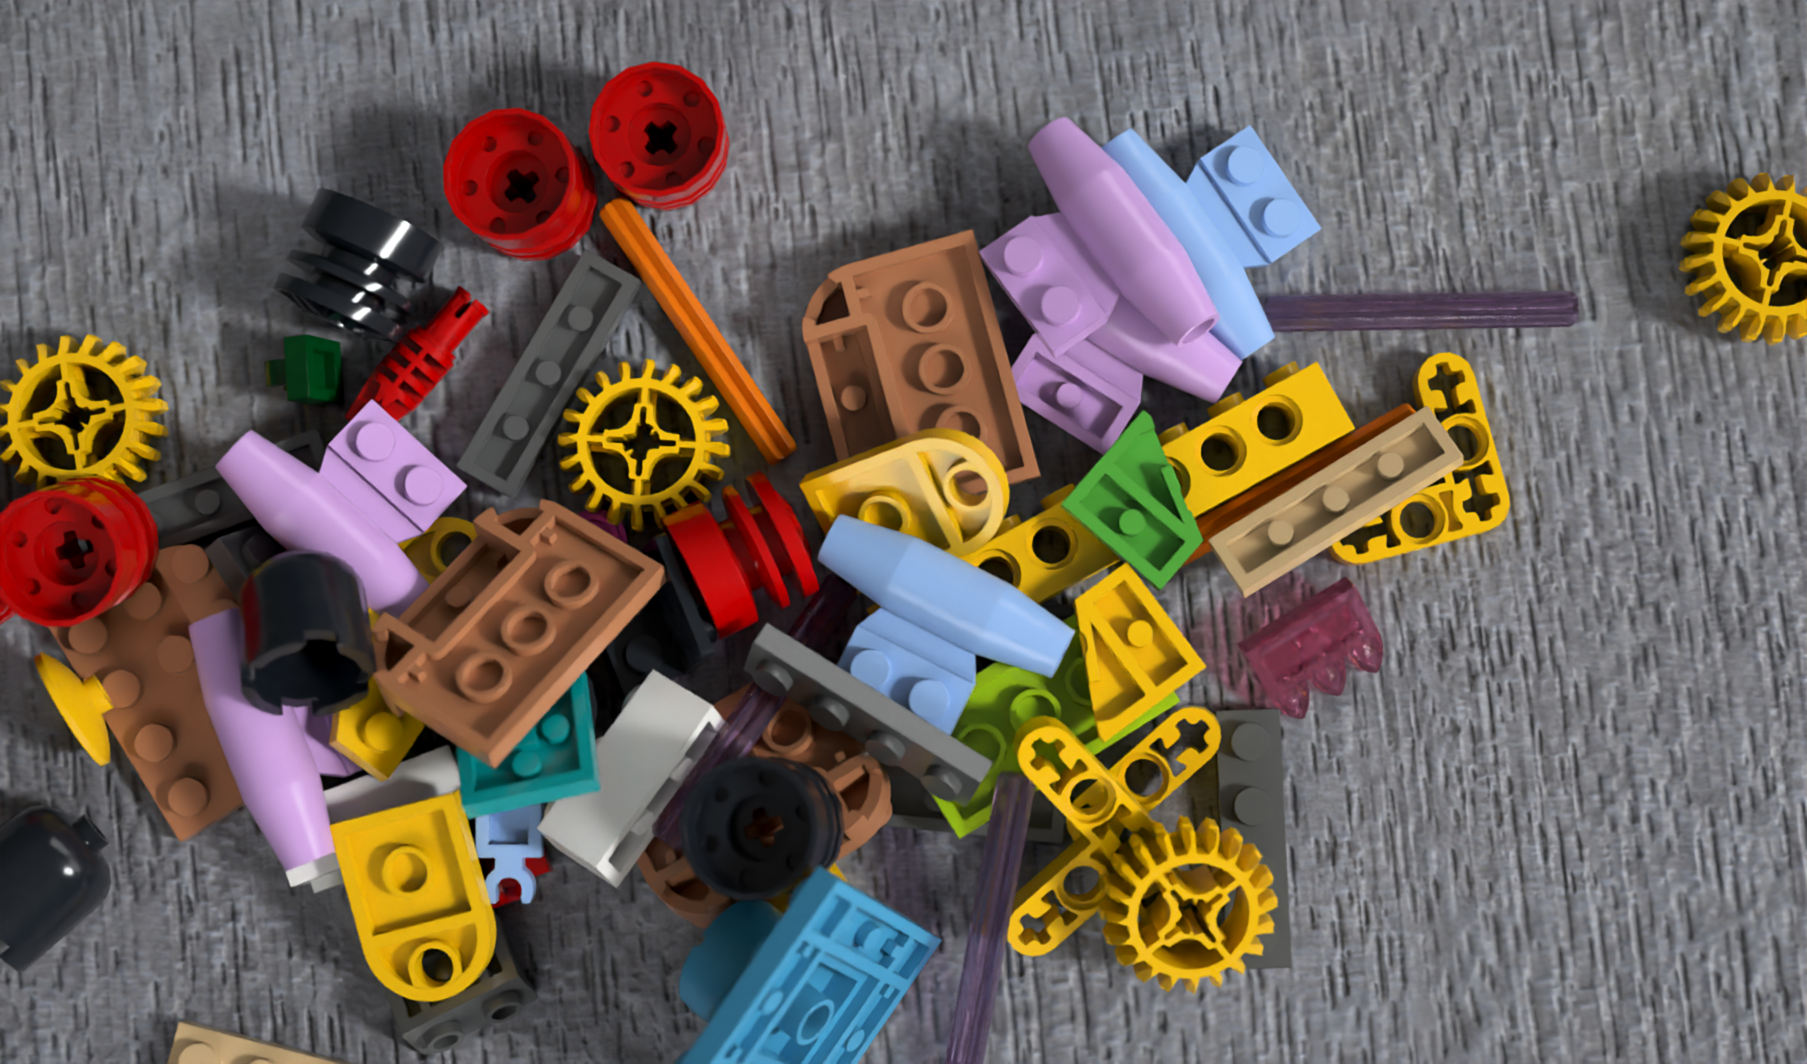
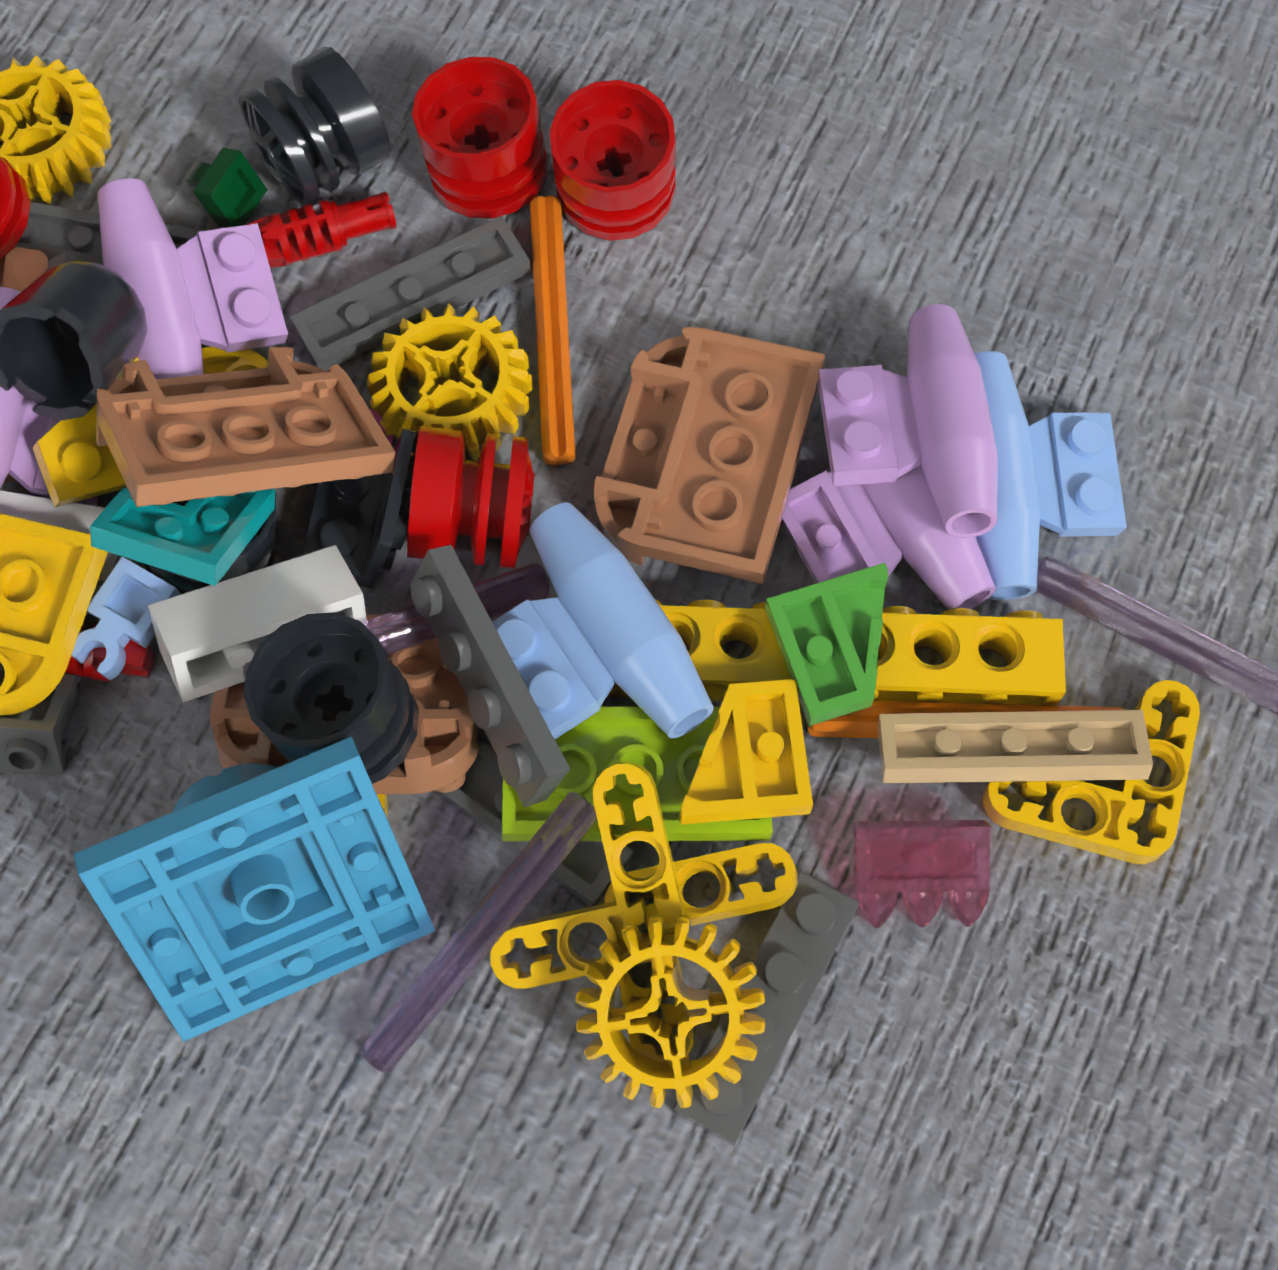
camera: 25 degrees right, 15 degrees down
(915, 491) = (648, 522): yellow tile -> none

